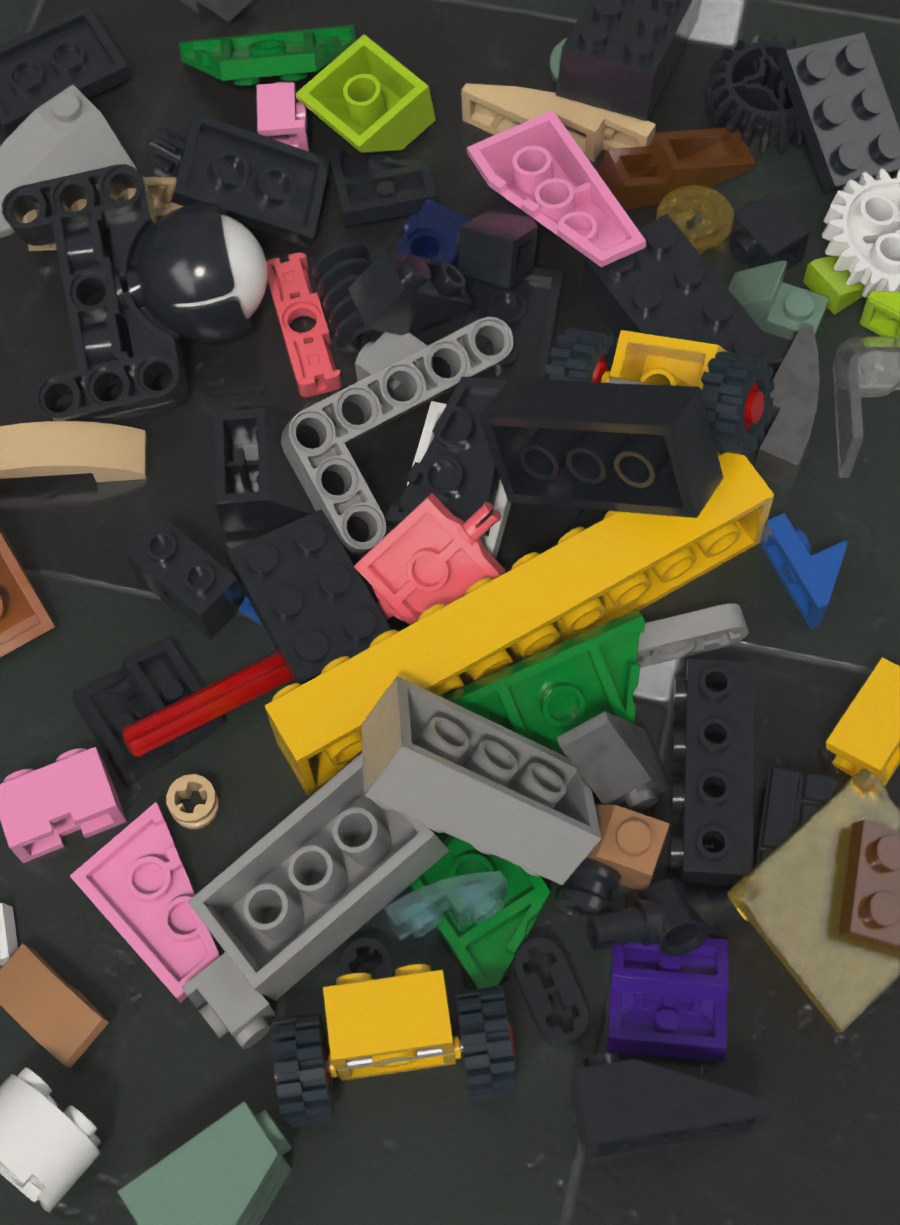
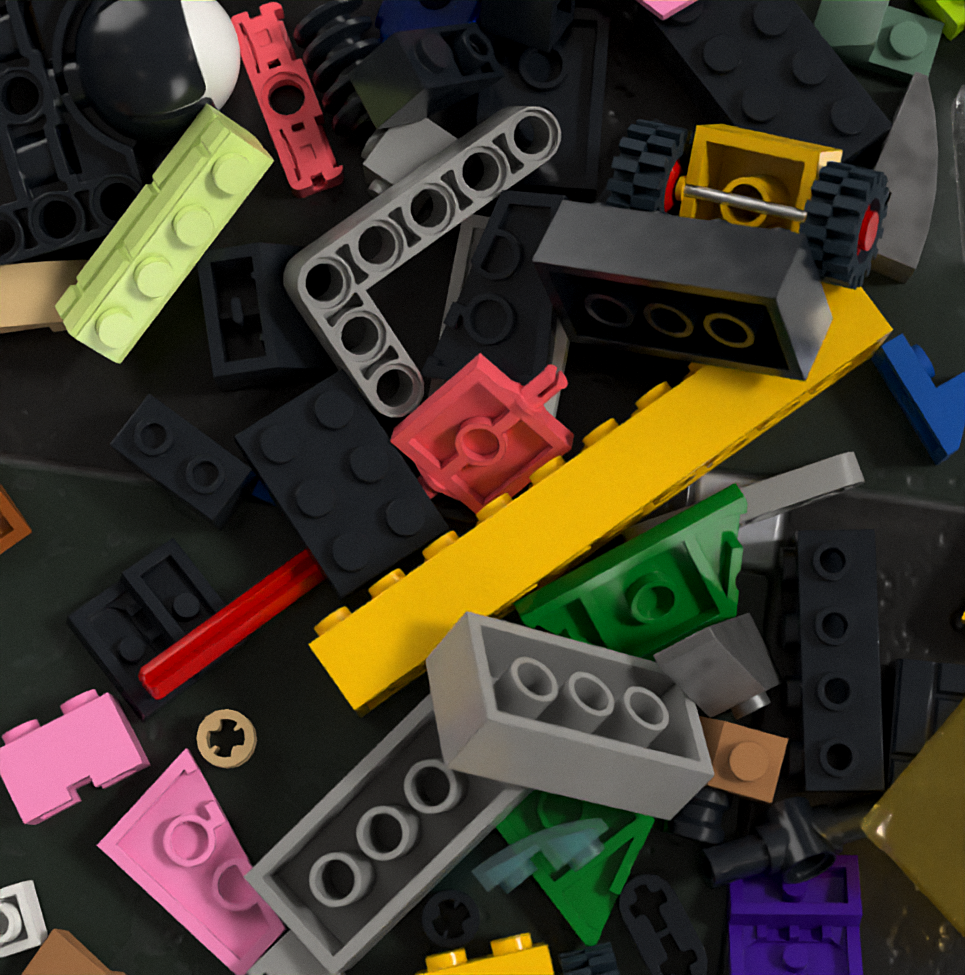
camera: 10 degrees left, 15 degrees up
(188, 396) = (163, 234): none -> yellowish green brick

